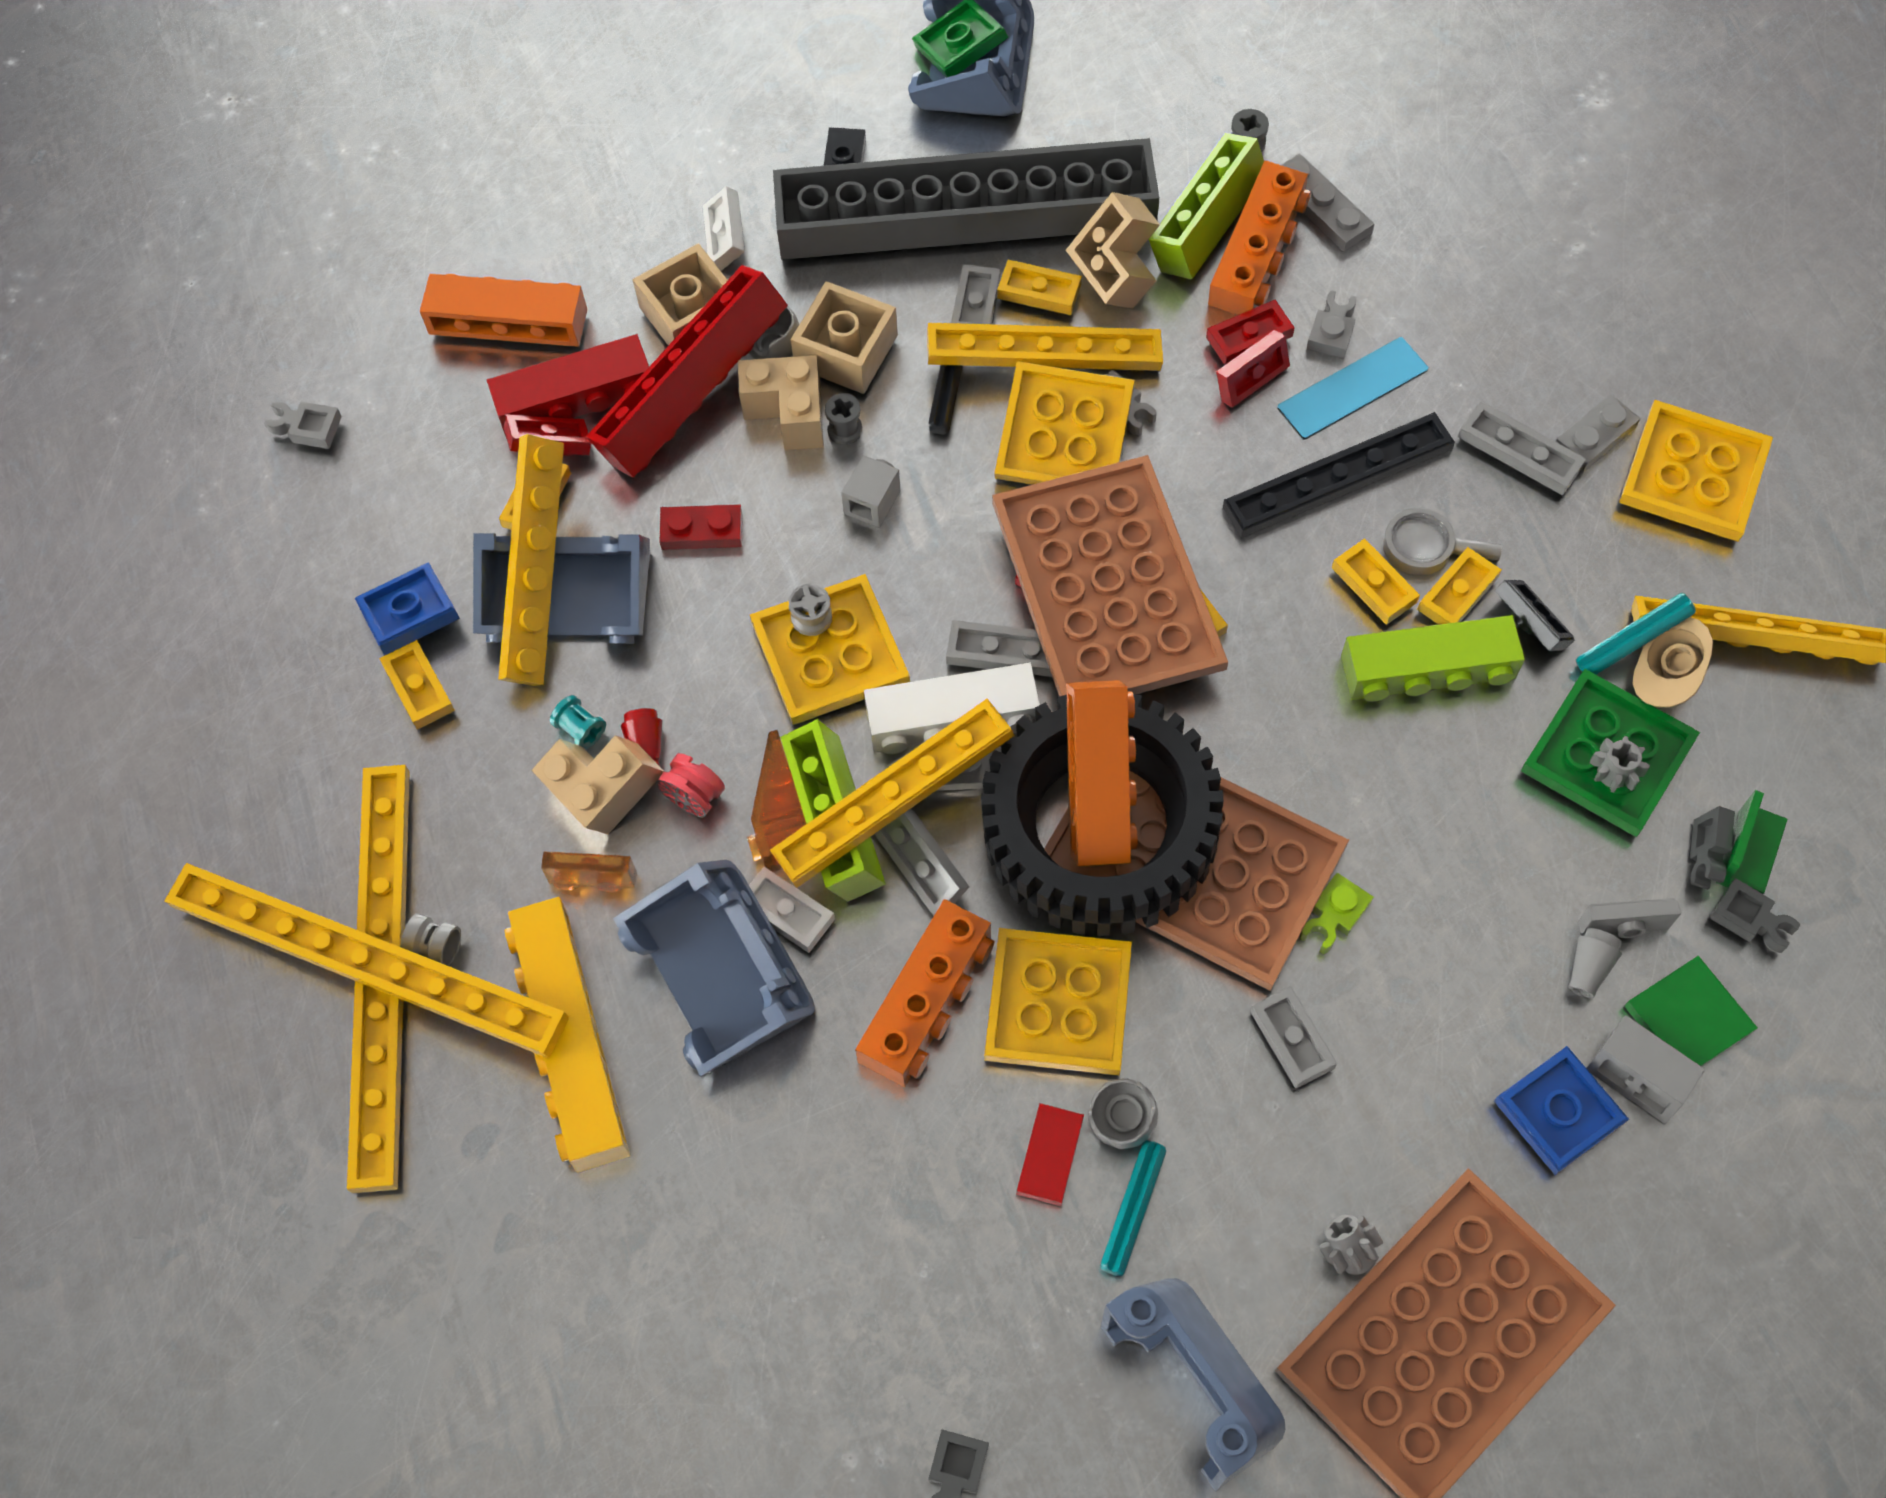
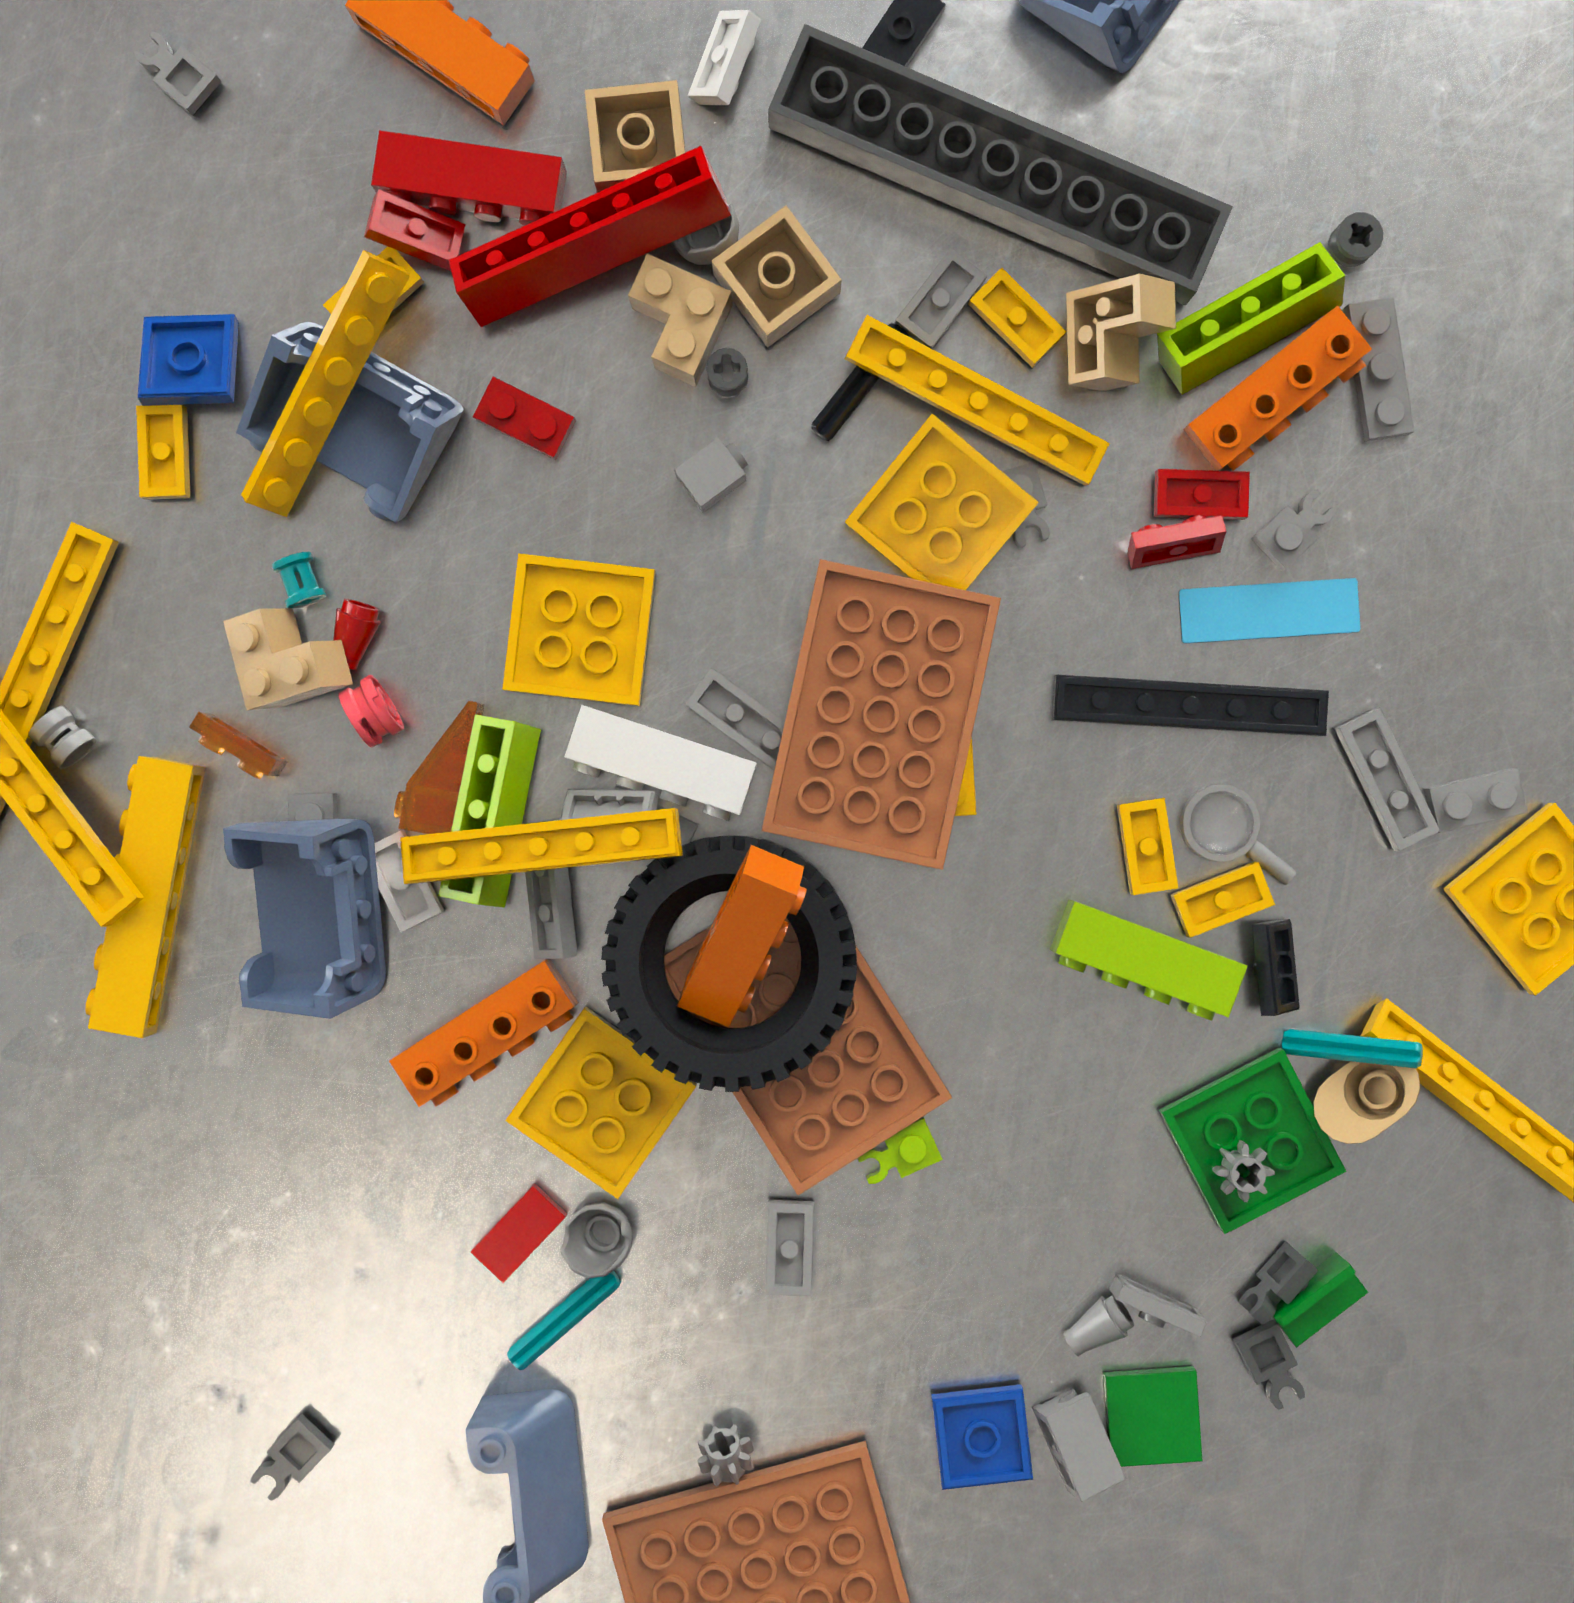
camera: 25 degrees right, 25 degrees up
(810, 599) = (568, 578): light grey wheel -> none

